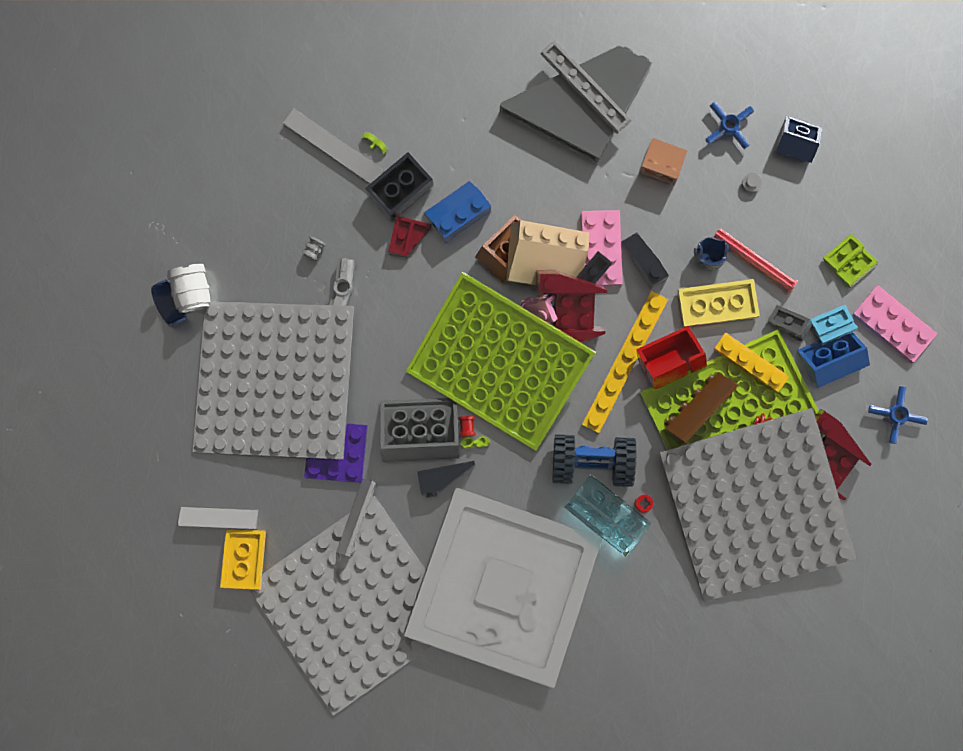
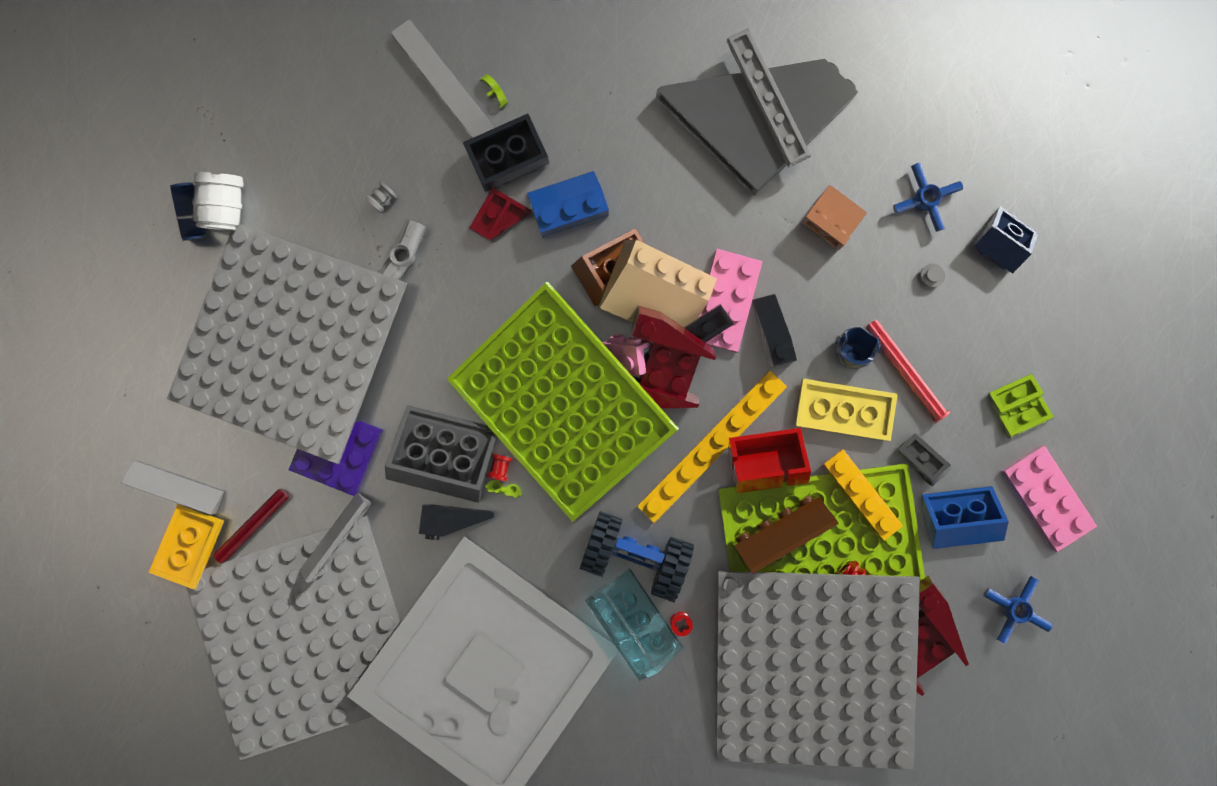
camera: 10 degrees right, 5 degrees up
(287, 530) = (250, 526): none -> dark red axle
(833, 324) = (976, 478): medium azure plate -> none

